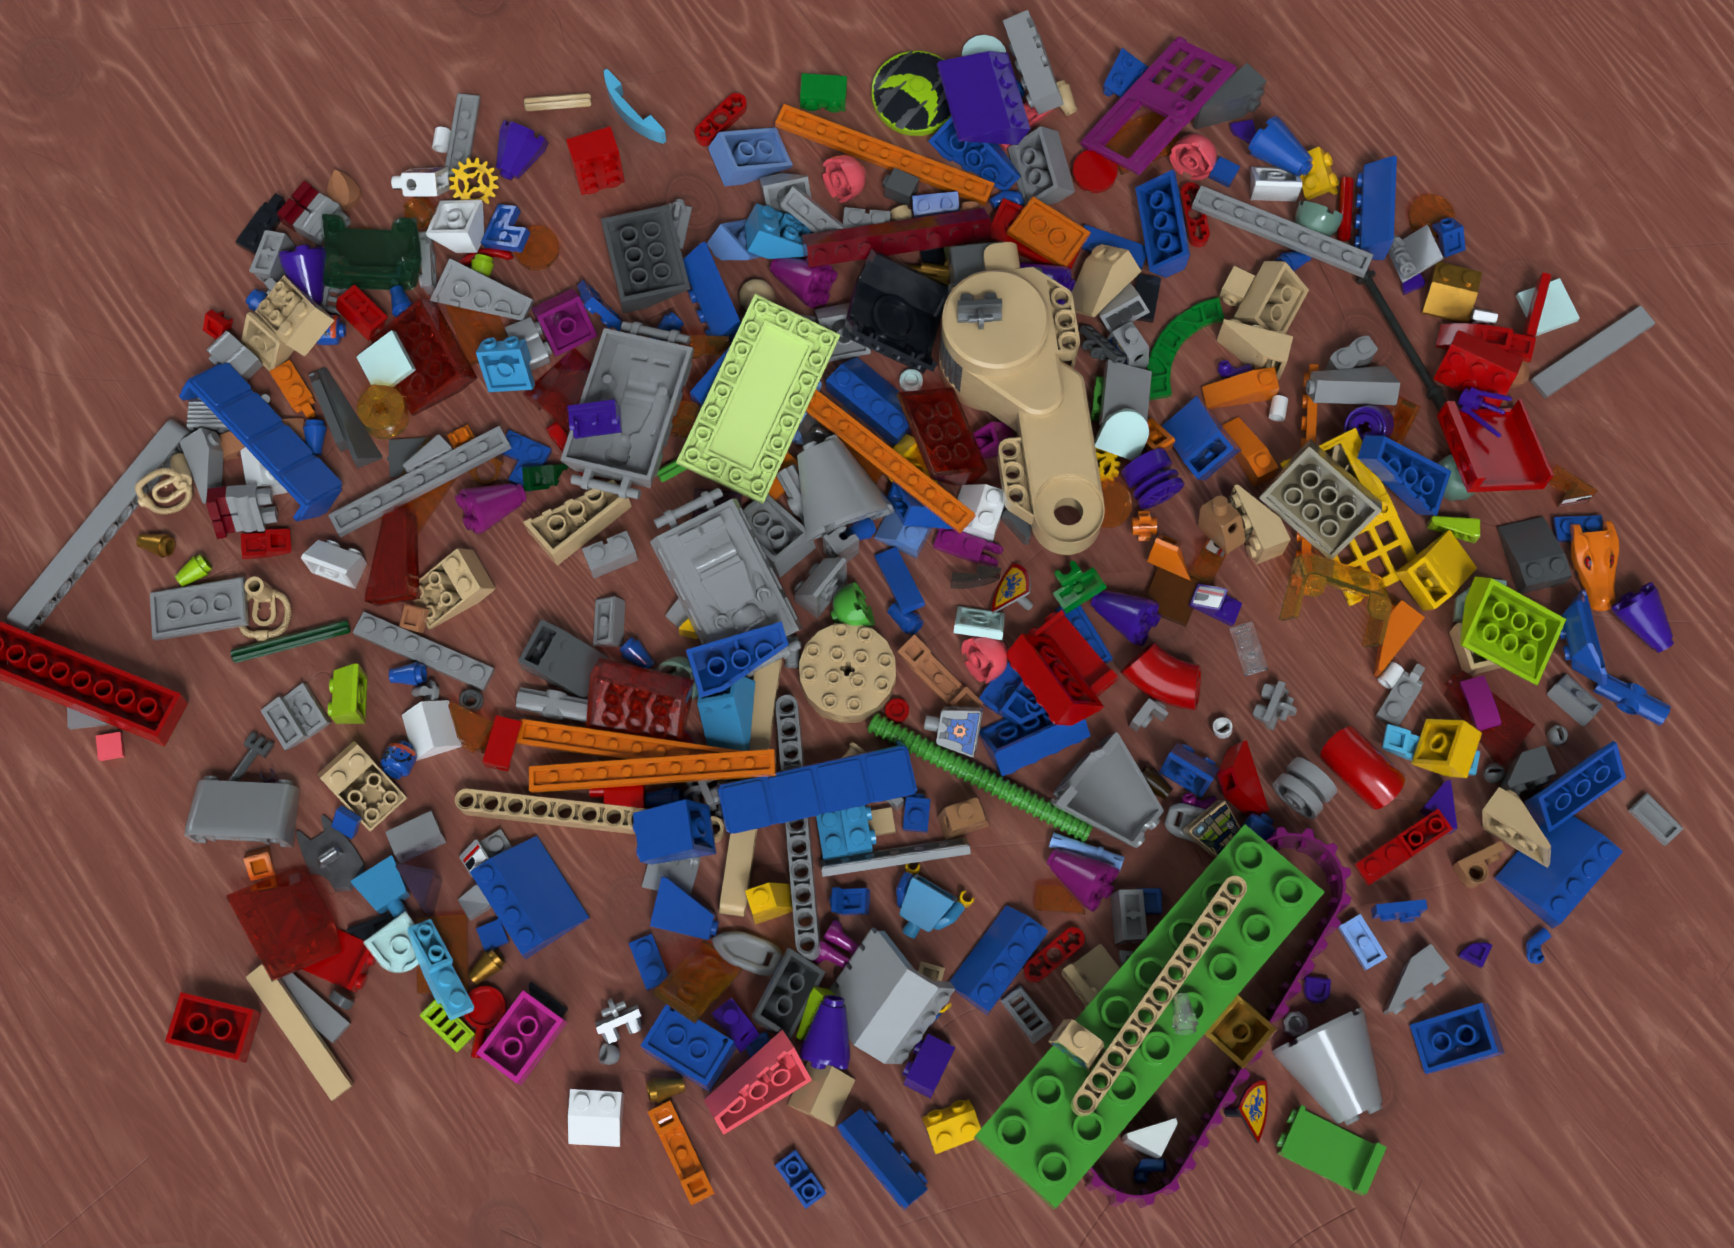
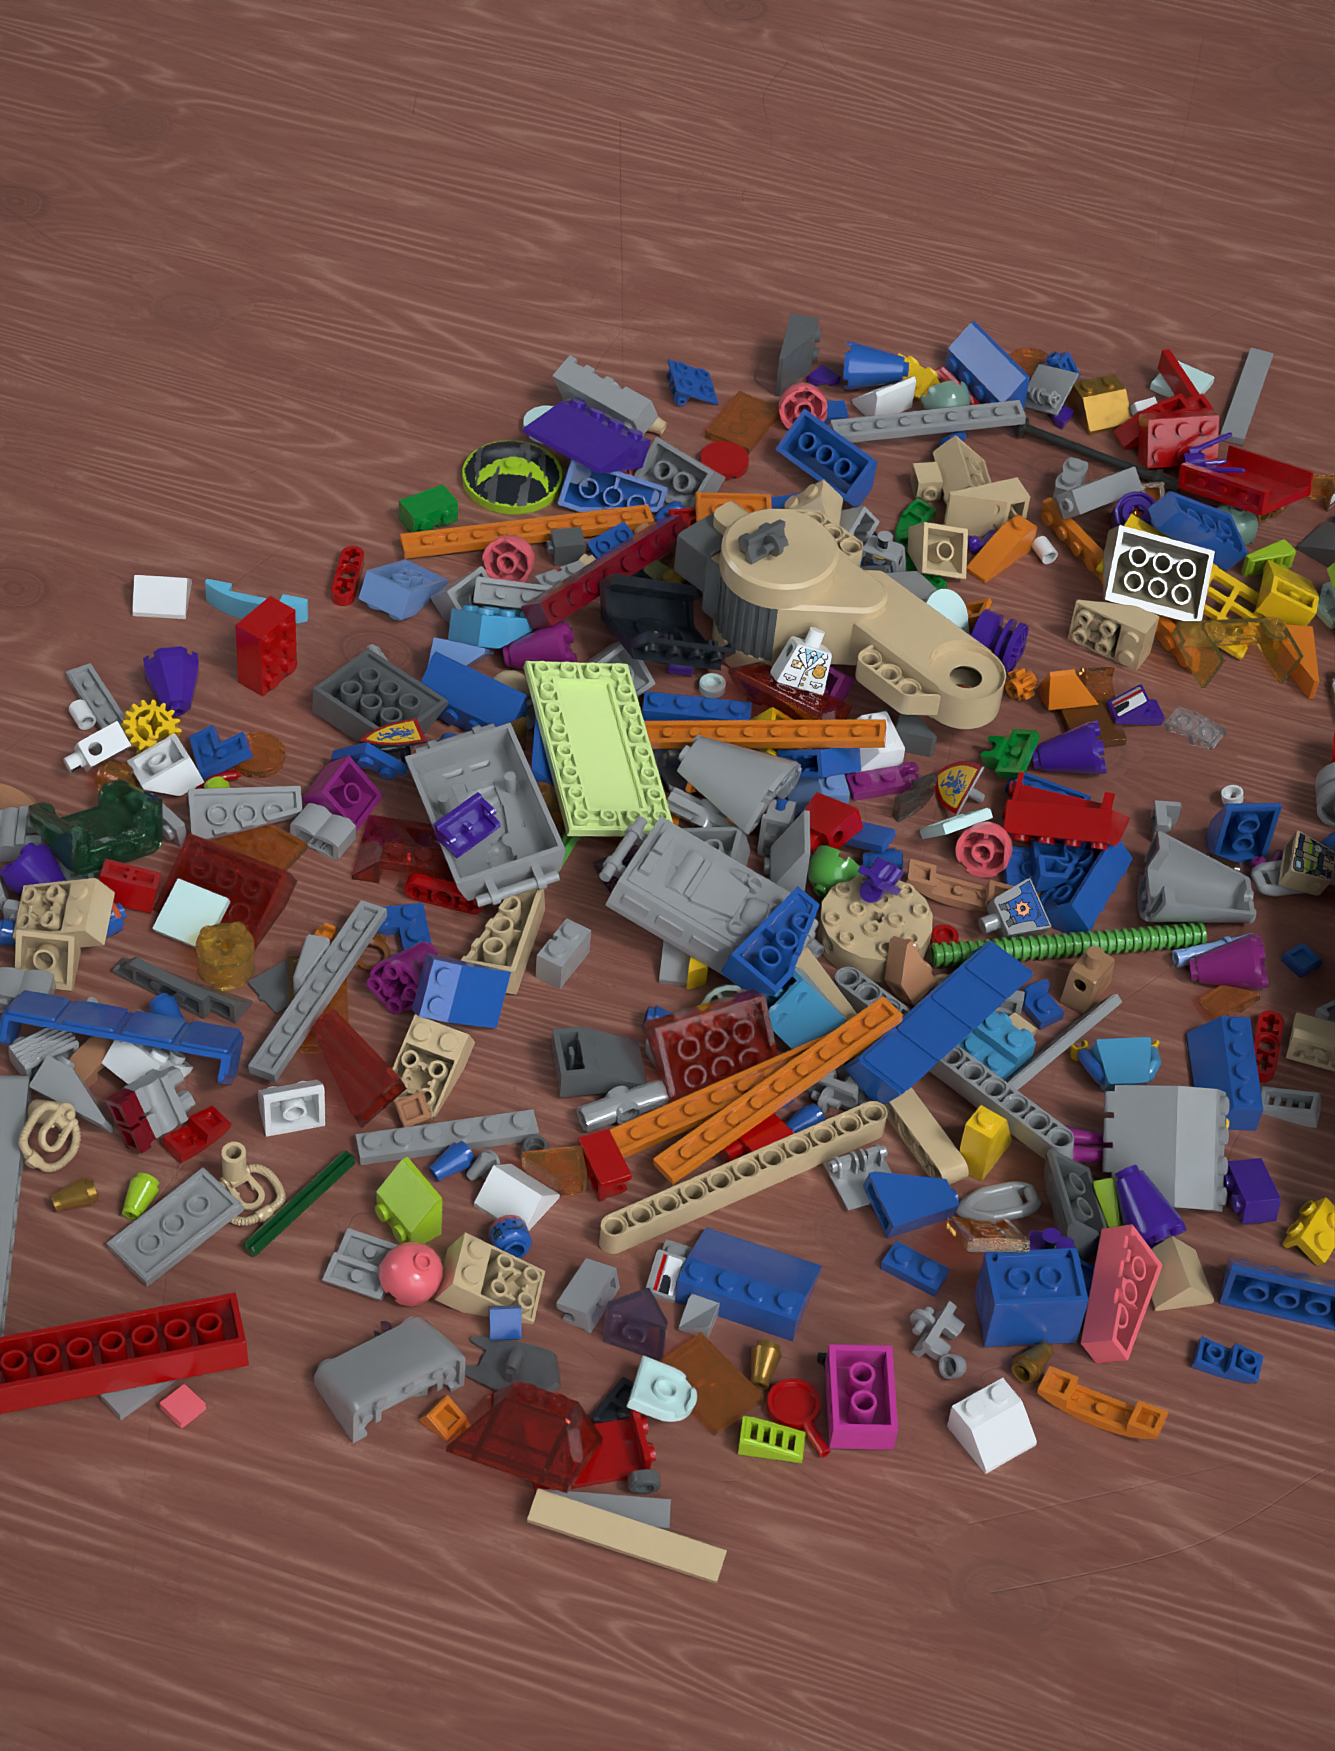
camera: 40 degrees left, 25 degrees down
(213, 1027) = (535, 1586): red brick -> none
(254, 750) = (347, 1320): dark grey hinge -> none
(294, 389) = (109, 989): orange hinge -> none
(312, 746) = (411, 1273): none -> coral cylinder
(383, 887) = (597, 1357): dark azure torso -> none
(399, 300) = (158, 860): blue cone -> none
(438, 970) = (716, 1383): medium azure slope -> none
(492, 935) = (742, 1336): blue tile -> none
(502, 549) = (460, 992): none -> blue slope
(505, 364) = (322, 849): dark azure plate -> none
(542, 476) = (437, 927): dark green slope -> none
(557, 102) = (174, 633): tan axle -> none
(574, 60) = (161, 596): none -> white slope
(609, 622) = (608, 1012): light grey slope -> none
(622, 300) = (396, 737): none -> shield
(674, 832) = (847, 1126): blue slope -> none
(831, 731) = (907, 972): none -> nougat slope
(850, 901) = (1056, 1101): blue bracket -> none
(862, 646) = (882, 878): none -> dark purple hips
(878, 565) = (832, 822): none -> red torso
(966, 417) = (804, 662): none -> white torso
(1128, 916) = (1299, 977): light grey hinge -> none
(1160, 100) = (764, 371): magenta door -> none
(1165, 677) = (1153, 777): red brick -> none
(1182, 363) = (938, 549): none -> tan slope
(1200, 439) = (1013, 592): blue slope -> none
(1222, 524) = (1086, 642): medium nougat torso -> none
(1240, 780) = (1293, 819): red slope -> none
(1254, 455) = (1052, 589): orange slope -> none
(1279, 706) = (1261, 756): light grey hips -> none
(1390, 675) = (1325, 689): white hinge -> none

